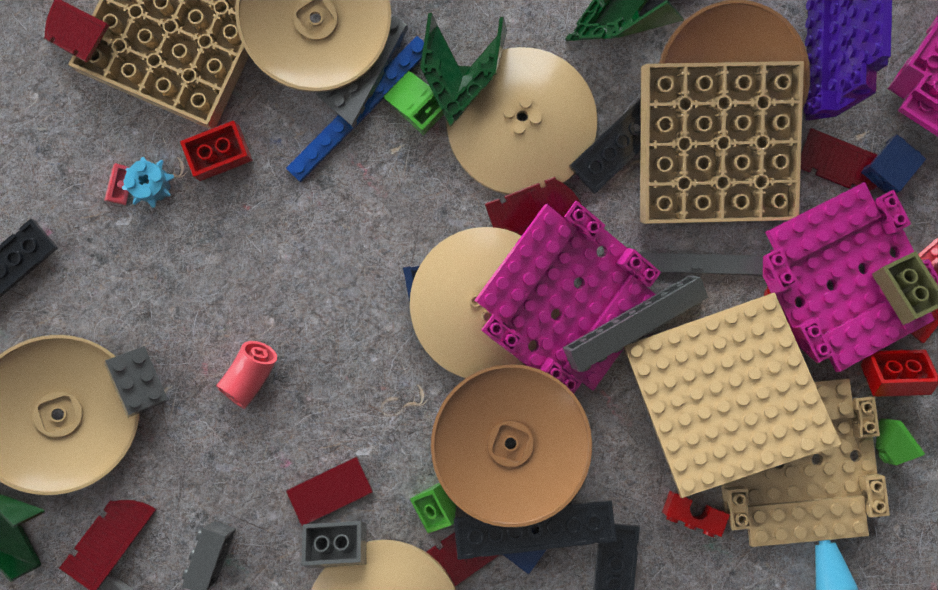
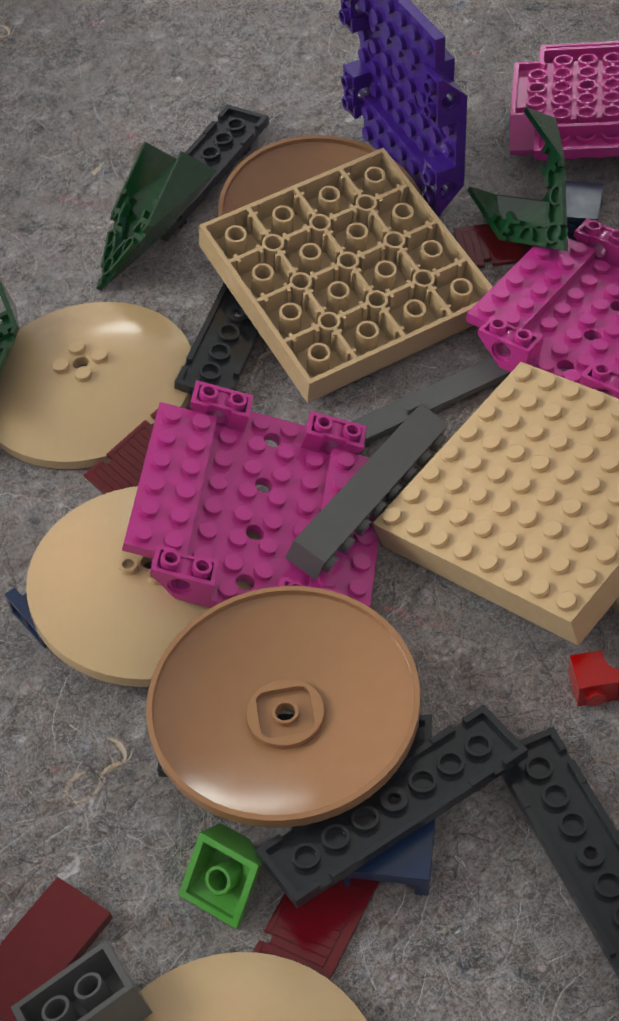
camera: 20 degrees left, 35 degrees down
(858, 164) = (526, 219): none -> dark green windscreen

